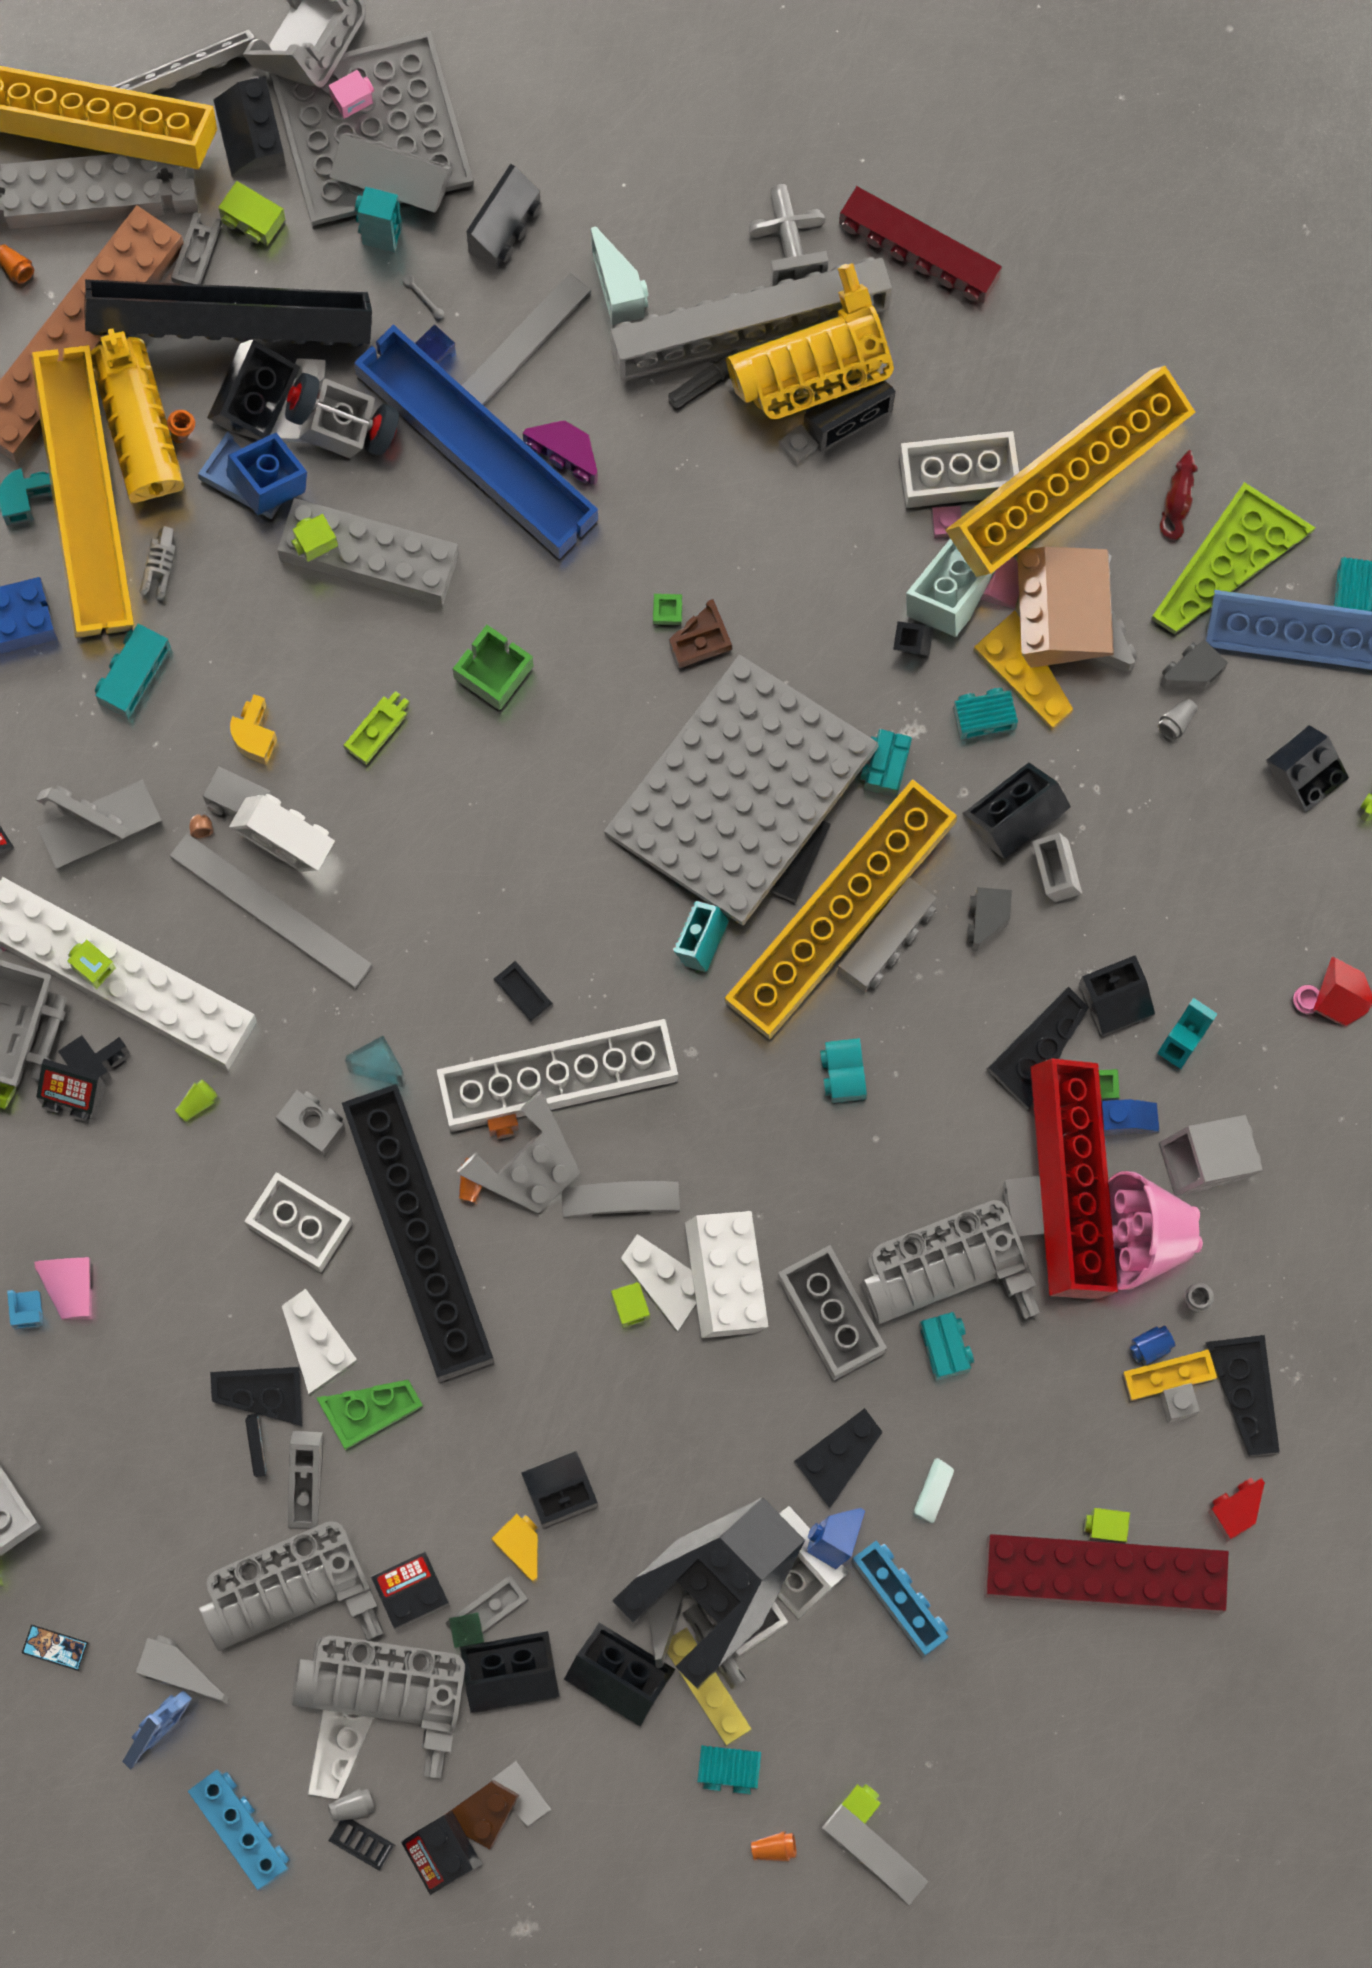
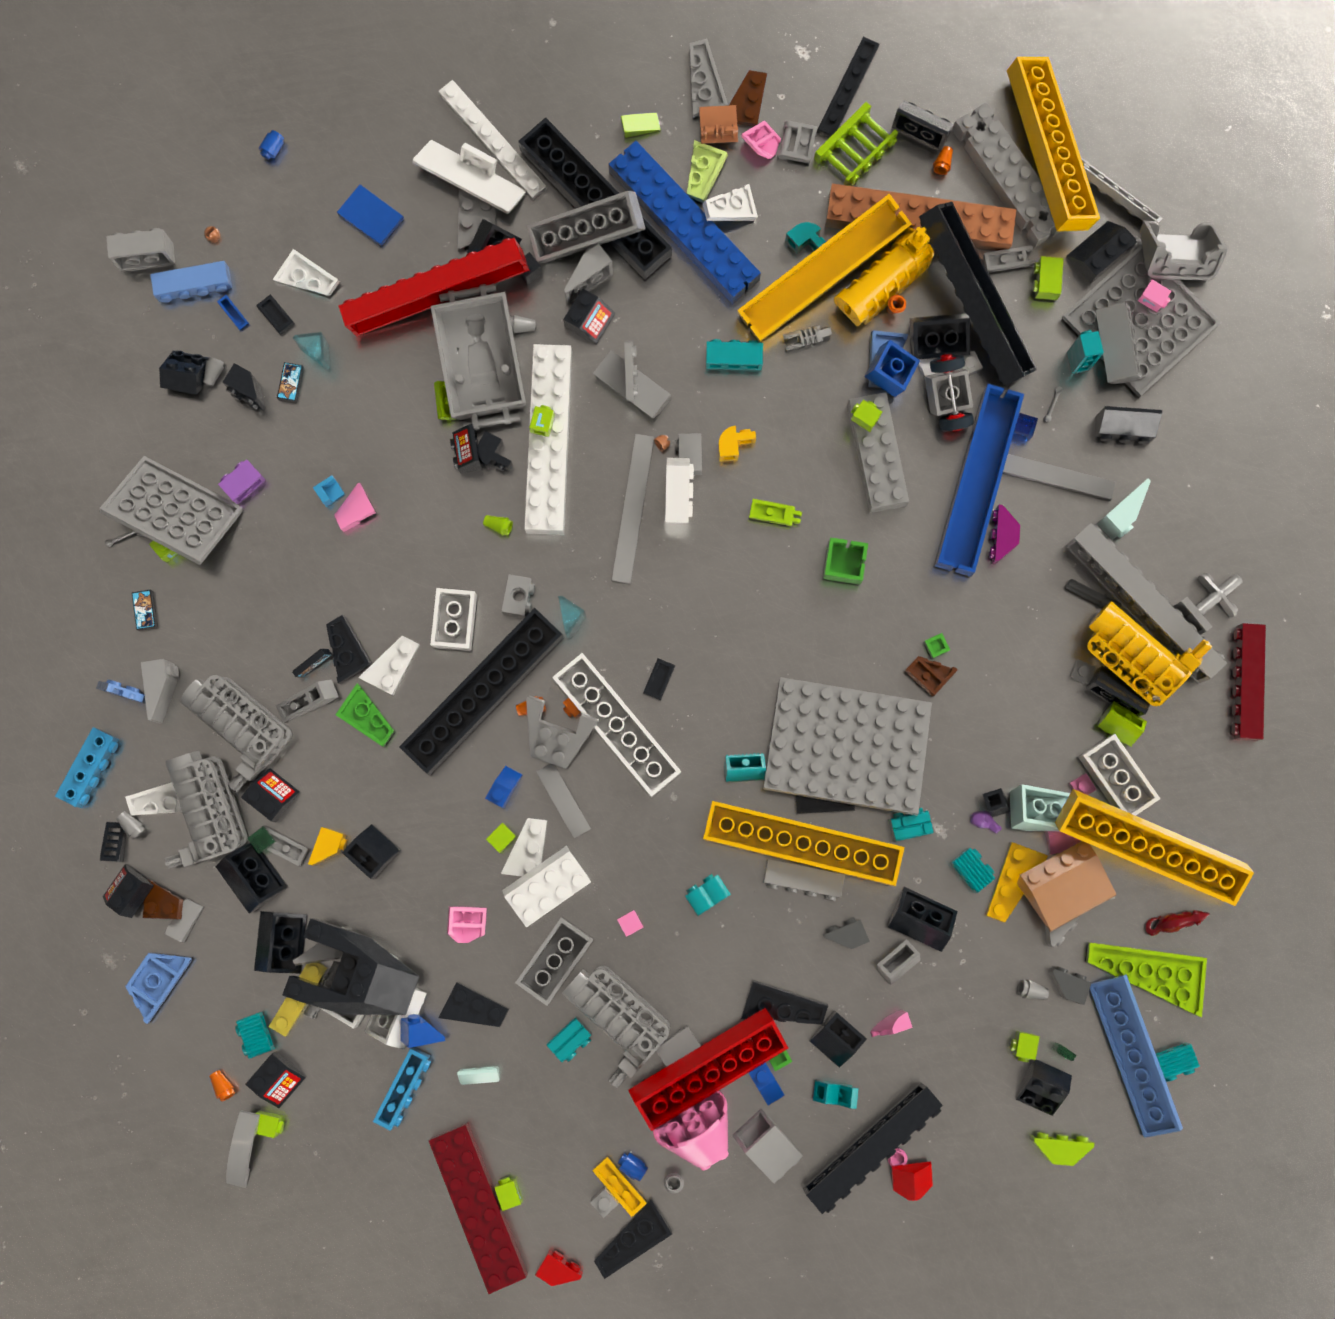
camera: 65 degrees right, 5 degrees up
(563, 1269) = (503, 787): none -> blue slope
(586, 1874) = (155, 981): none -> medium blue wing
(722, 1408) = (466, 923): none -> bright pink slope
(804, 1768) = (275, 1080): none -> black slope
(831, 1191) = (630, 923): none -> bright pink tile
(891, 427) = (1123, 723): none -> lime brick
(927, 667) = (984, 820): none -> medium lavender animal
(1132, 915) = (892, 1024): none -> bright pink slope
(1243, 765) = (1024, 1046): none -> lime brick
(1274, 720) = (1064, 1052): none -> clear green tile
(1278, 1020) = (872, 1148): none -> black brick

